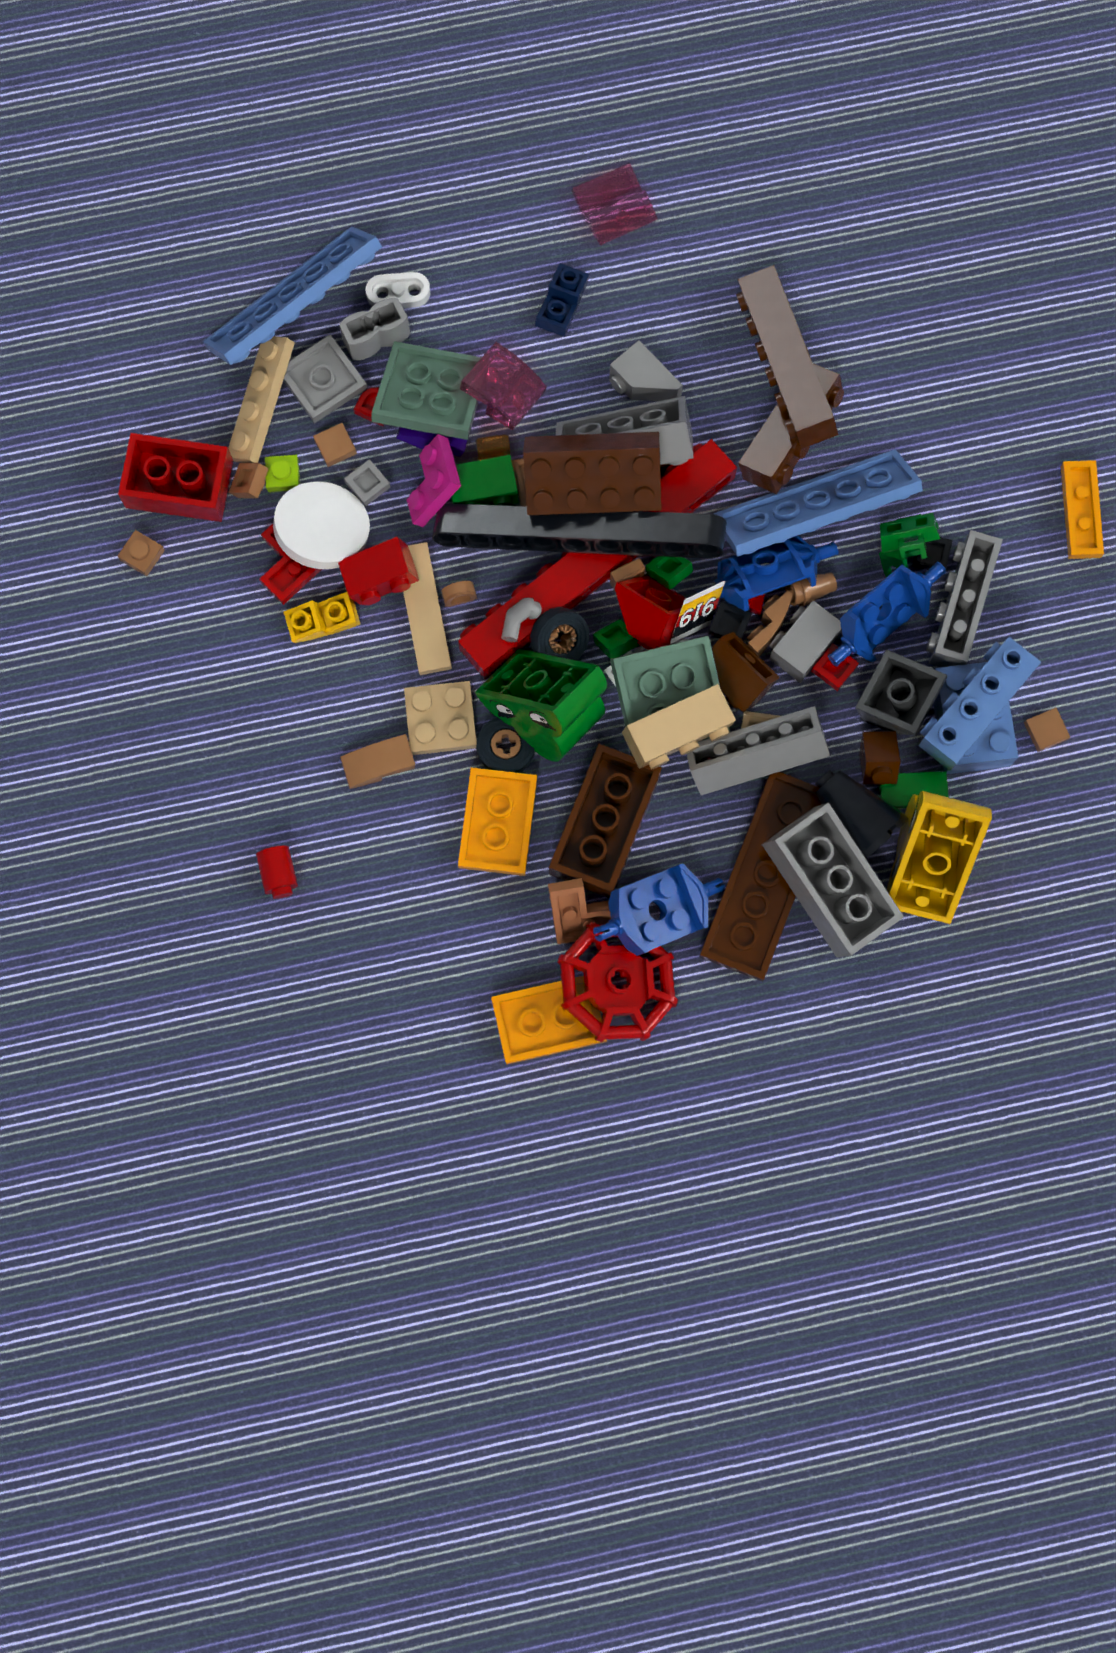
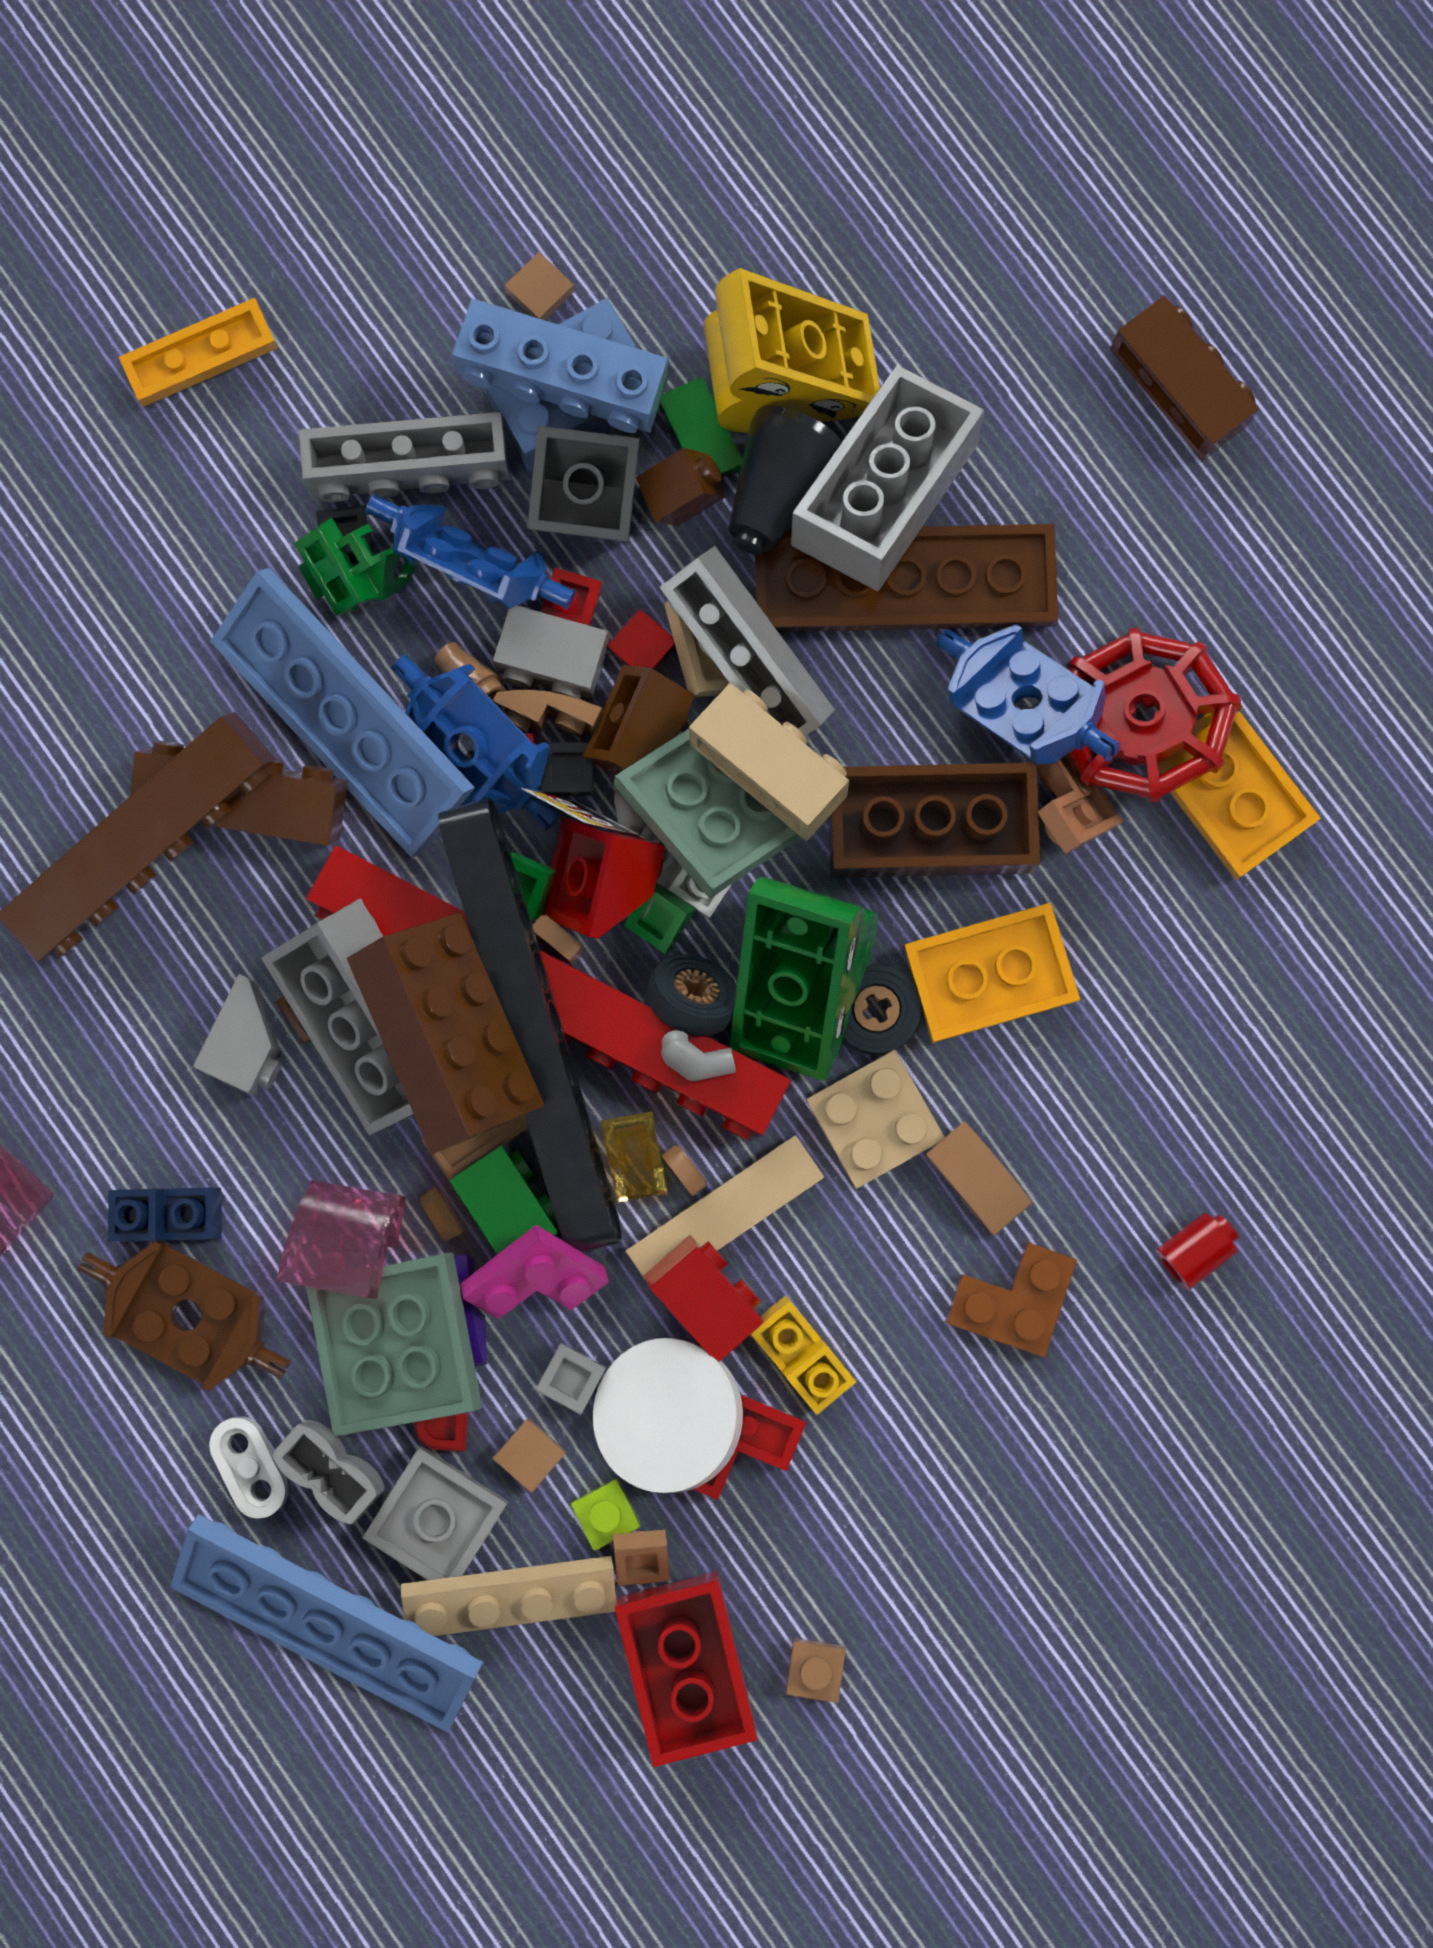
camera: 115 degrees left, 5 degrees up
(287, 754) = (1023, 1314): none -> dark orange plate
(481, 566) = (634, 1156): none -> clear yellow slope
(512, 267) = (143, 1308): none -> reddish brown plate
(790, 697) = (642, 642): none -> red tile
(828, 1107) = (1184, 377): none -> reddish brown brick

